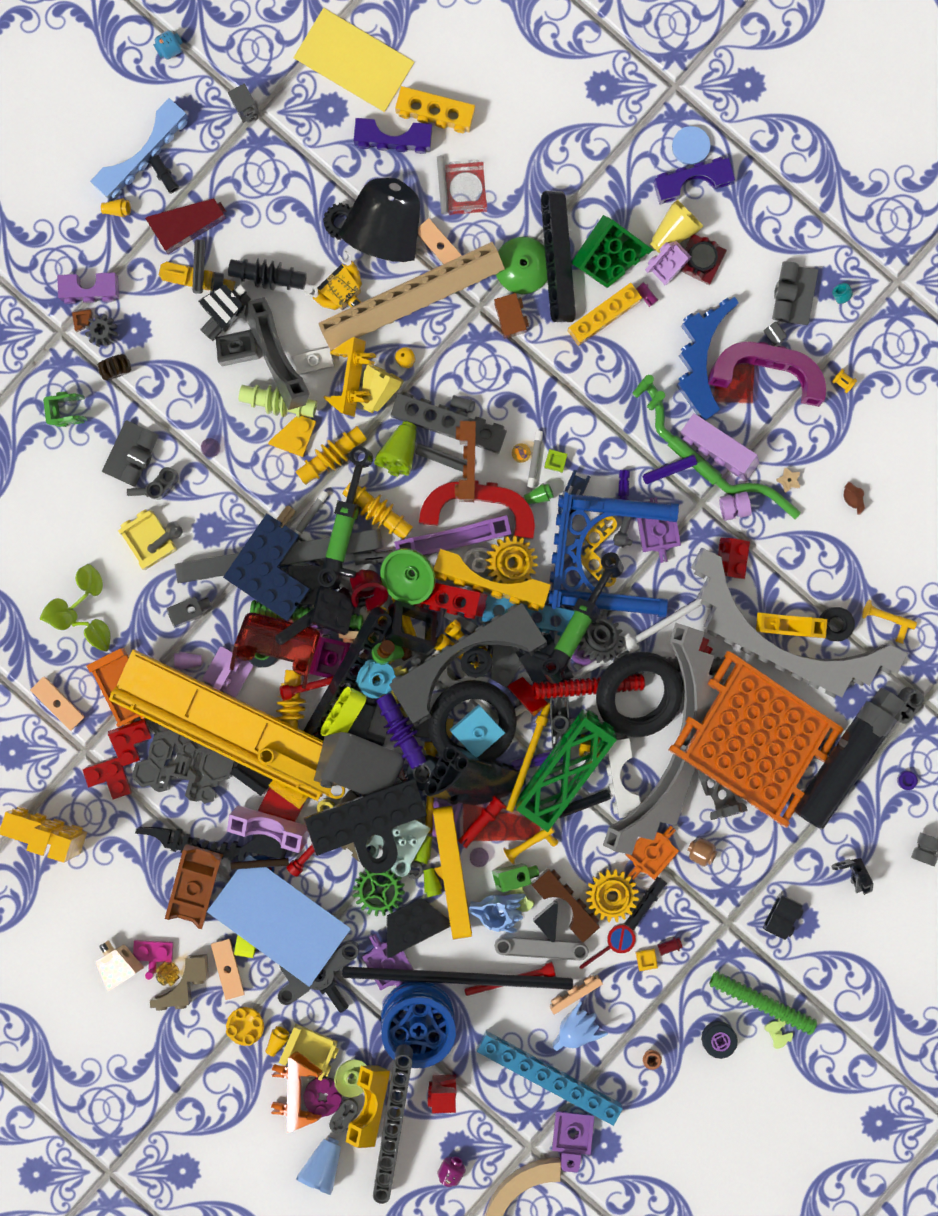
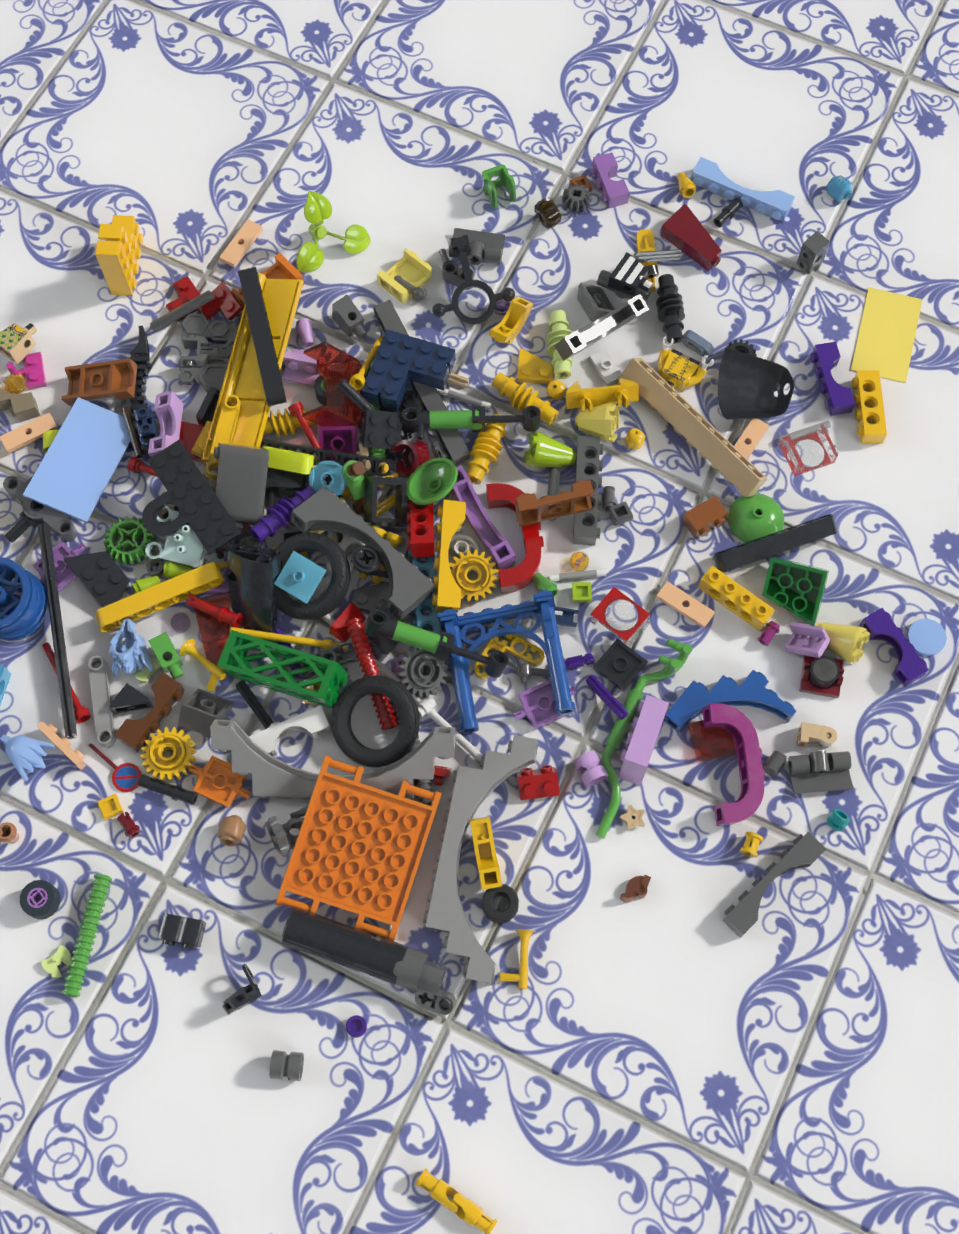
camera: 75 degrees right, 20 degrees down
(128, 784) = (182, 310): none -> dark grey axle
(135, 472) = (461, 245): none -> black piece
(194, 708) = (262, 336): none -> black beam
(236, 443) = (512, 322): none -> yellow arch
(265, 848) = (145, 429): none -> dark blue piece
(274, 621) = (357, 380): none -> yellow piece
(314, 259) = (697, 343): none -> sand blue beam
(327, 415) = (556, 389): none -> yellow piece
(484, 398) = (620, 513): none -> dark grey brick
(580, 852) = (201, 710): none -> dark grey slope
(592, 431) = (621, 616): none -> panel
(604, 357) = (676, 598): none -> light nougat tile
(639, 446) = (620, 665): none -> black plate
(758, 284) = (816, 734): none -> tan leg
(904, 407) = (802, 855): none -> dark grey arch

